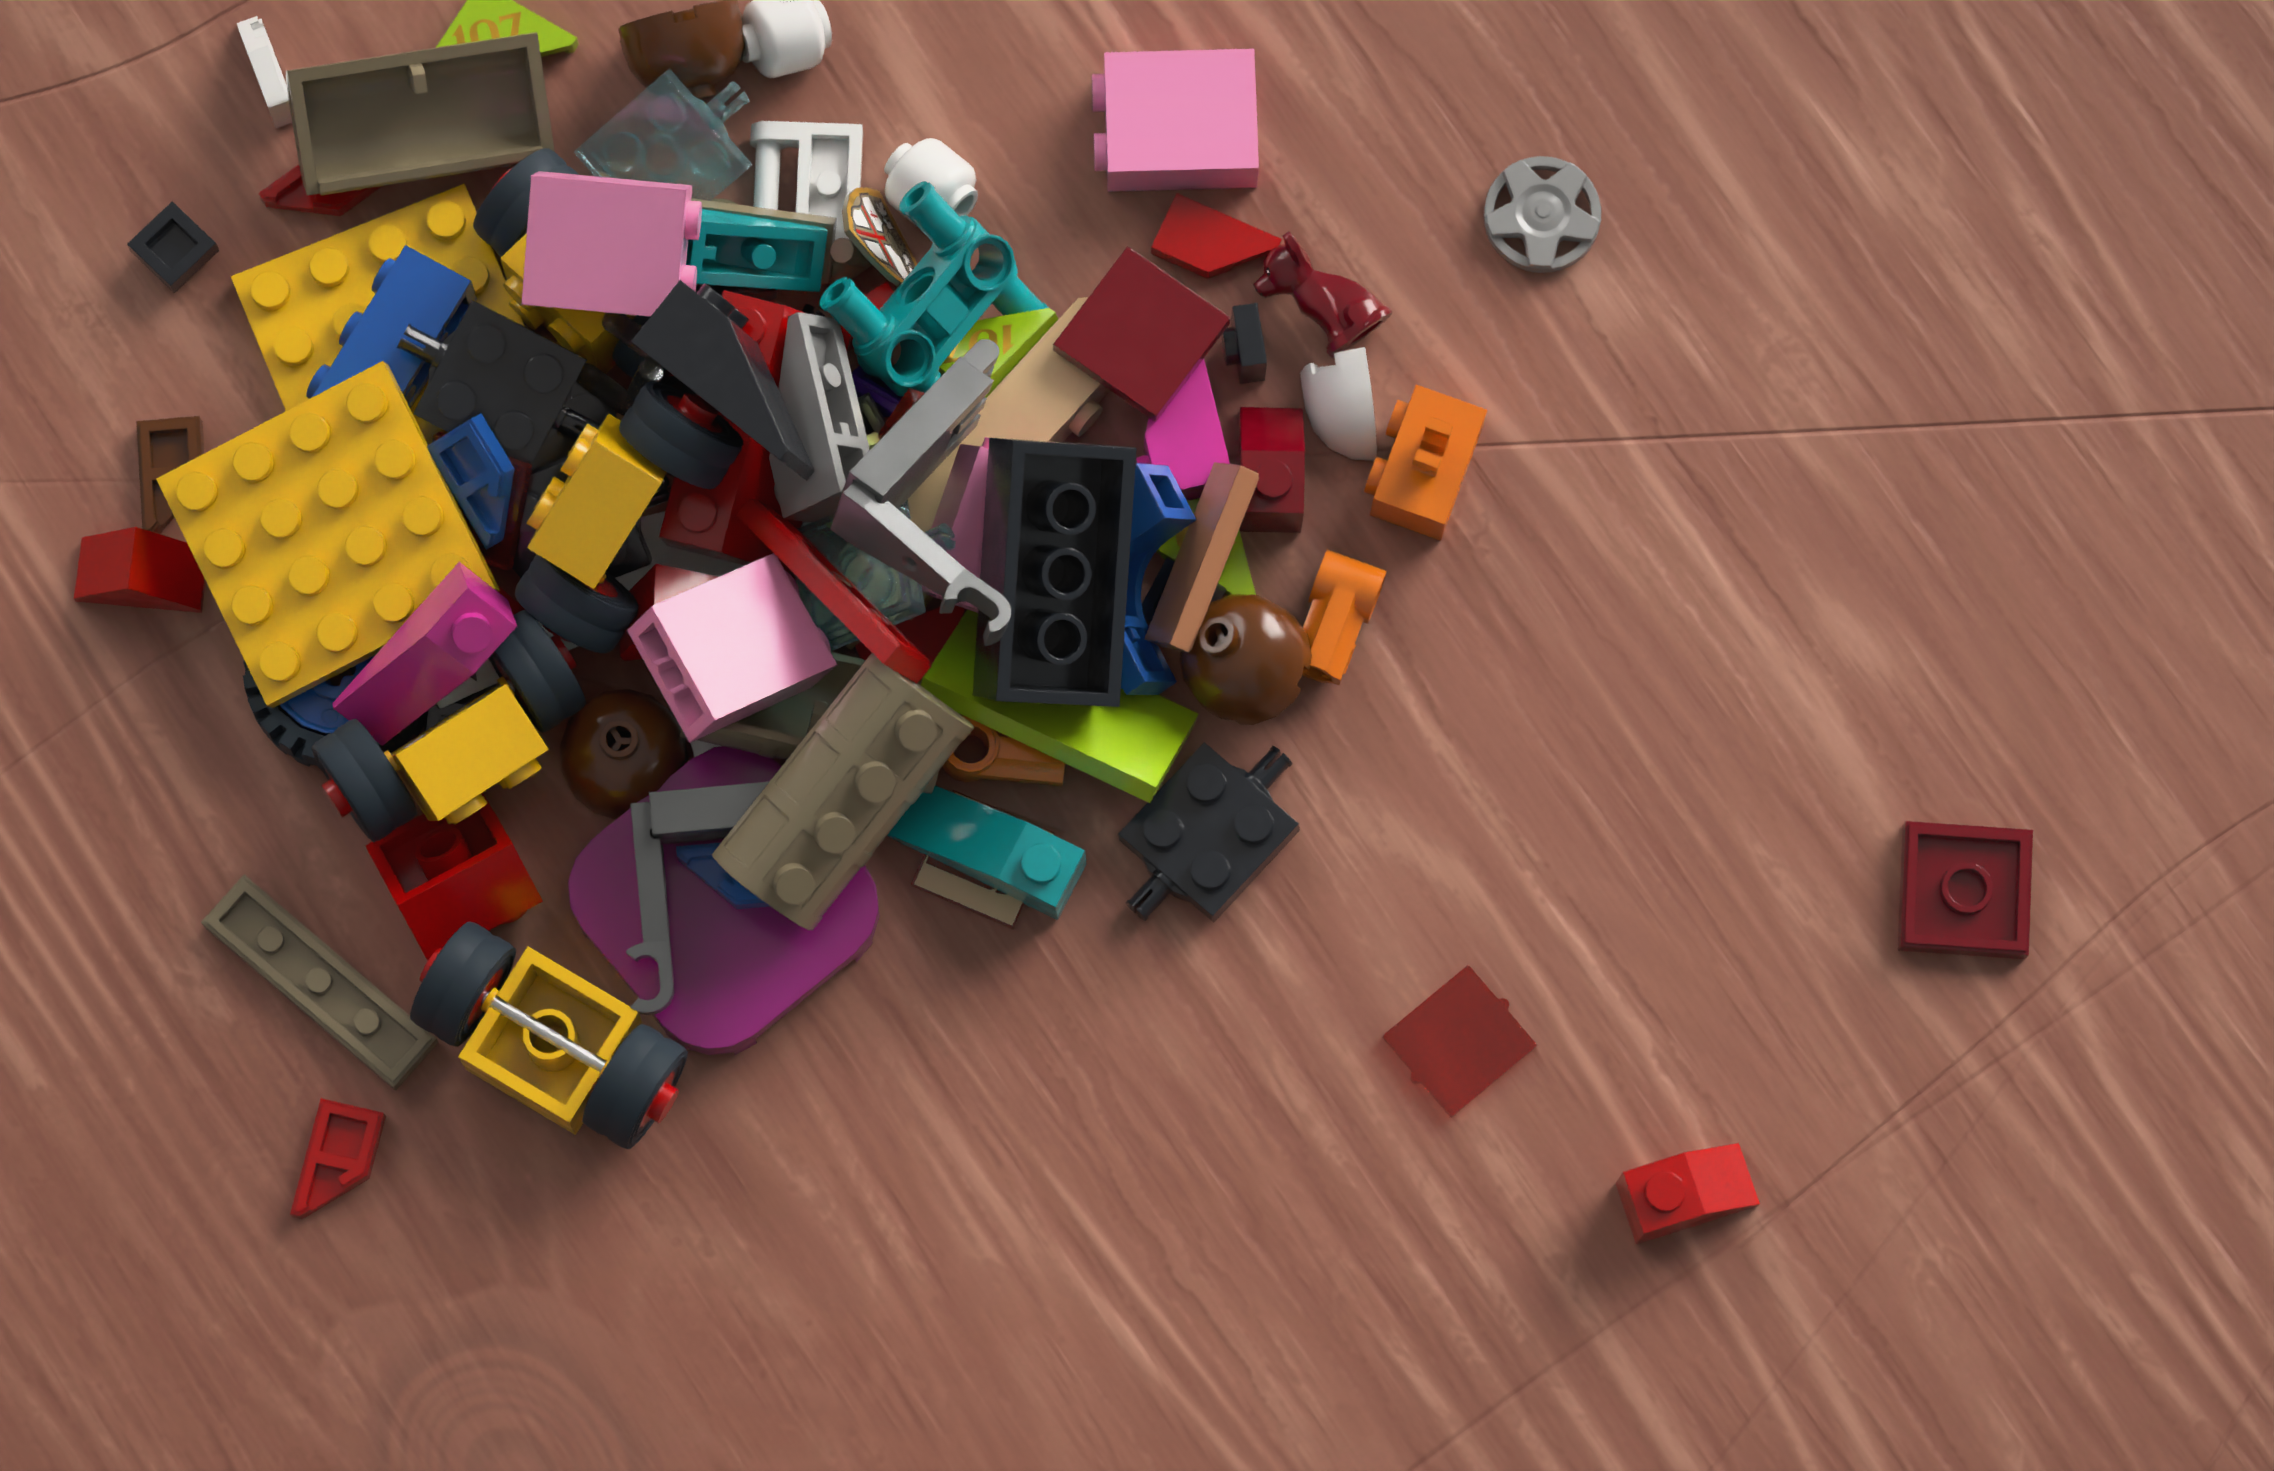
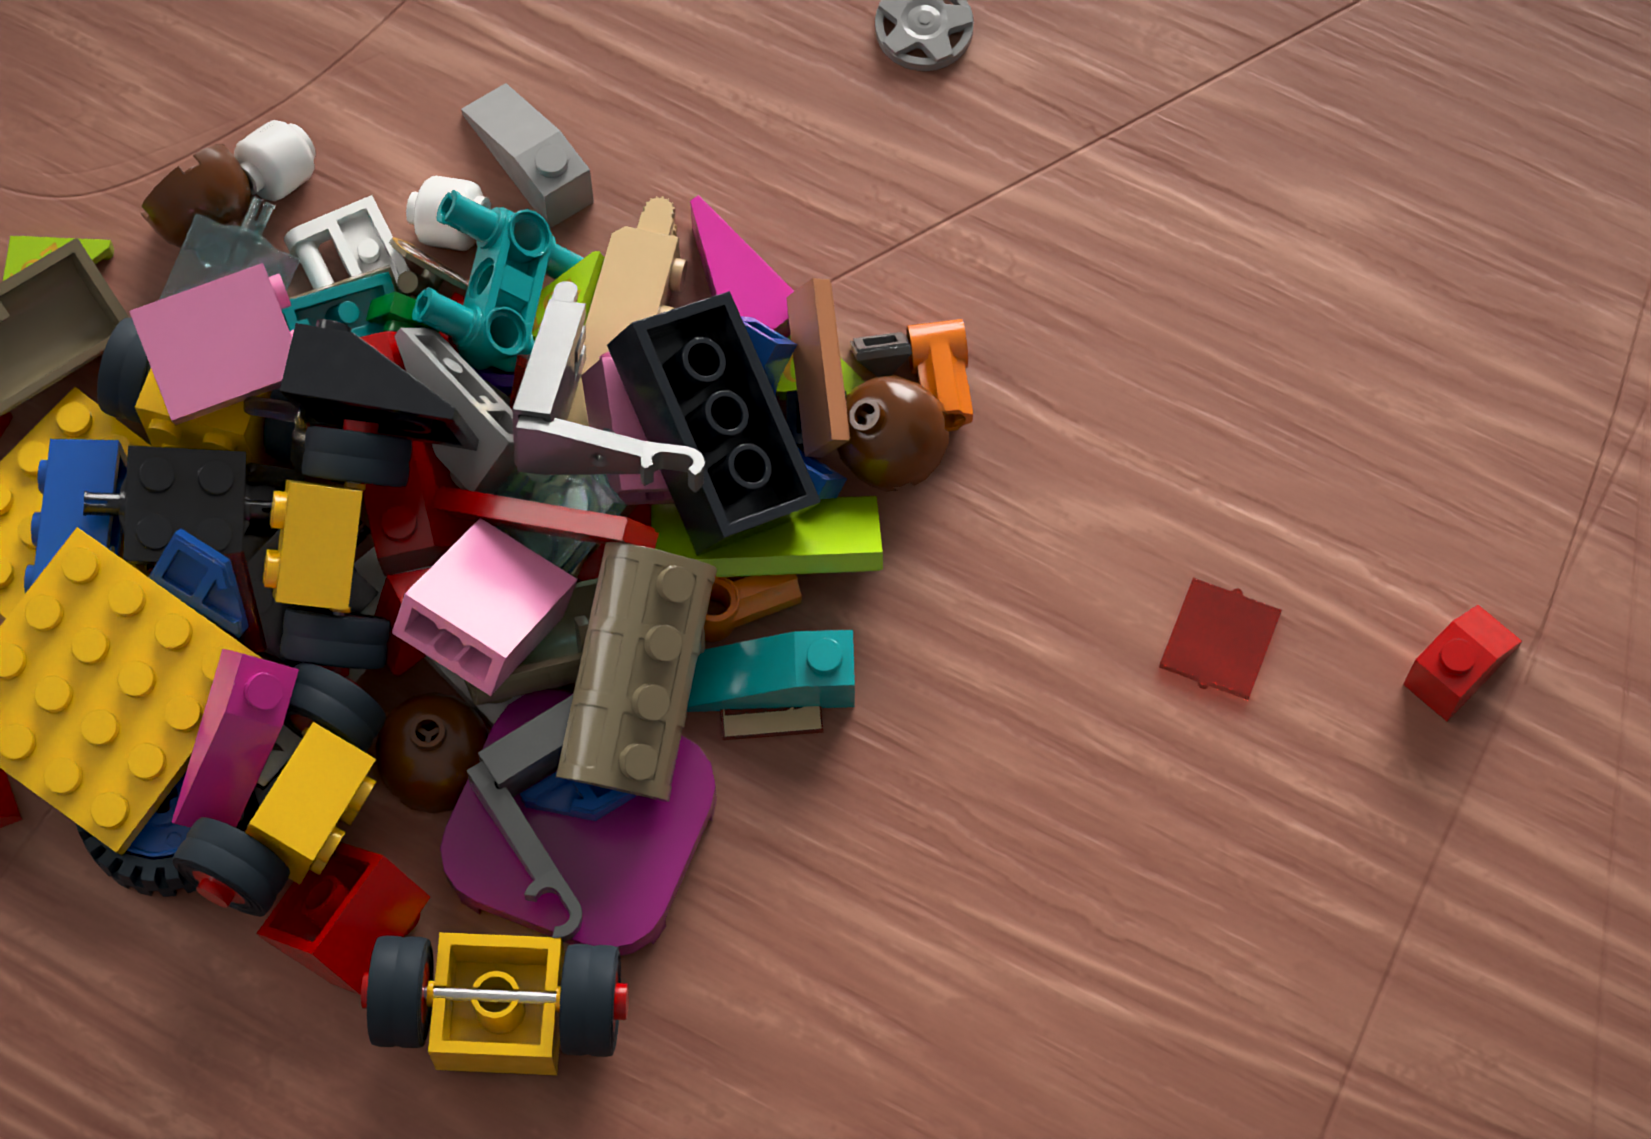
camera: 25 degrees left, 10 degrees down
(319, 982) = (274, 1062): dark tan tile -> none
(809, 283) = (393, 312): none -> green plate
(1050, 154) = (532, 153): none -> light grey slope
(1141, 334) = (676, 232): dark red tile -> none
(1177, 120) = (614, 81): bright pink brick -> none
(1208, 239) = (685, 156): red tile -> none
(1208, 832) = (936, 580): black plate -> none
(1244, 344) = (758, 211): black plate -> none
(1275, 448) = (852, 296): dark red slope -> none
(1288, 562) = (882, 353): none -> dark grey slope
(1334, 302) = (805, 152): dark red animal -> none
(1342, 404) = (856, 220): white brick -> none
(1427, 461) = (944, 229): orange brick -> none
(1965, 890) = (1526, 338): dark red tile -> none

